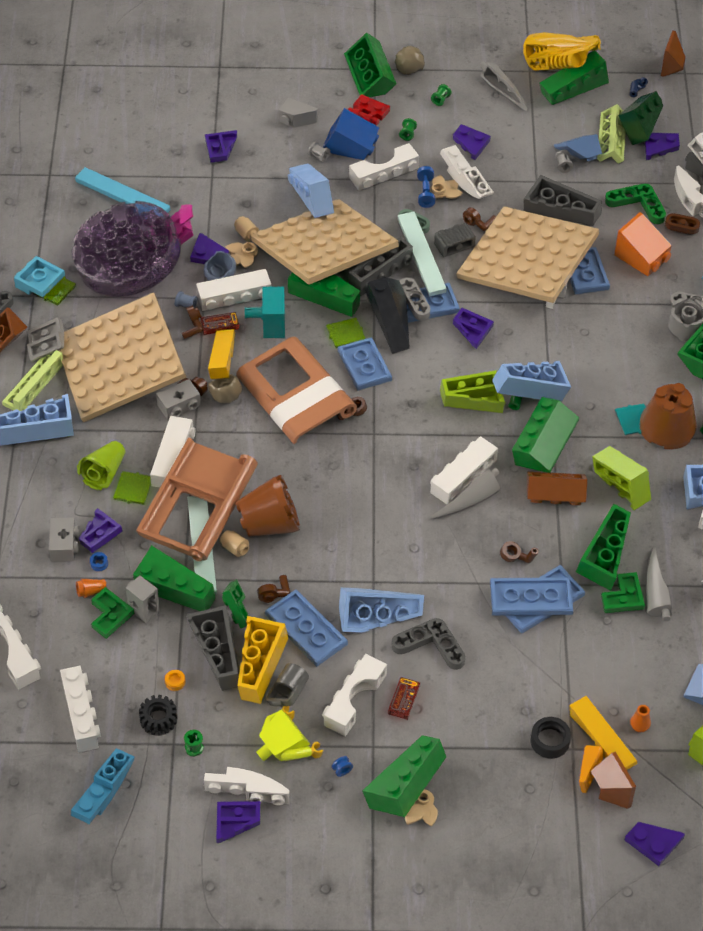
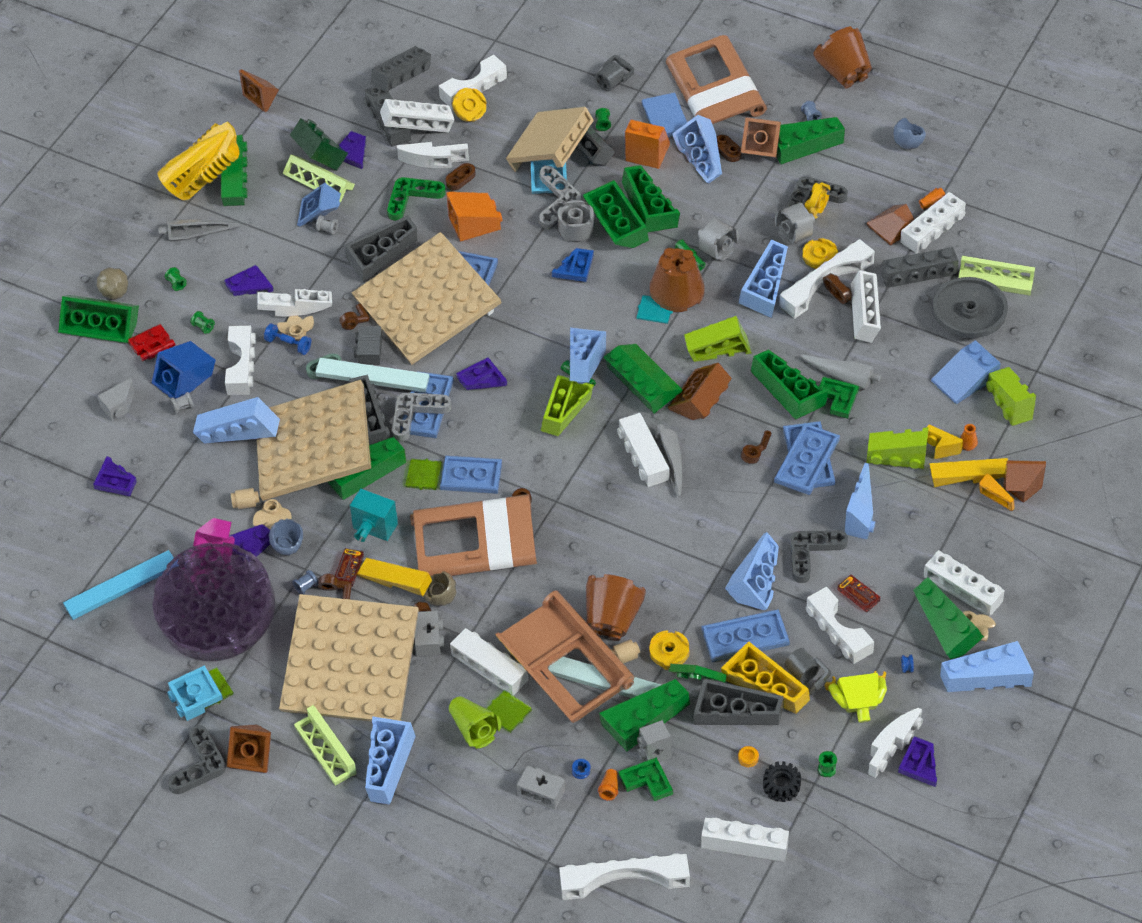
camera: 60 degrees left, 0 degrees up
(45, 339) = (283, 714): light grey slope -> none
(99, 531) = (546, 754): dark purple wing -> none
(104, 787) = (837, 851): dark azure slope -> none
(232, 289) = (318, 538): white brick -> none
(258, 564) = (664, 639): none -> yellow plate
(269, 592) = (696, 646): reddish brown plate -> none
(372, 837) = (988, 669): none -> light blue wedge
(391, 311) = (424, 425): black wedge -> none
(462, 779) = (964, 583): none -> white brick
(496, 659) = (860, 509): none -> light blue wedge
(550, 751) = (957, 495): black tyre -> none
(587, 665) = (898, 449): none -> lime wedge
(621, 701) = (945, 443): none -> yellow slope
(637, 85) = (268, 133): dark blue arm -> none
(640, 341) = (575, 266): none -> blue wing
(654, 841) = (1082, 483): dark purple wing -> none

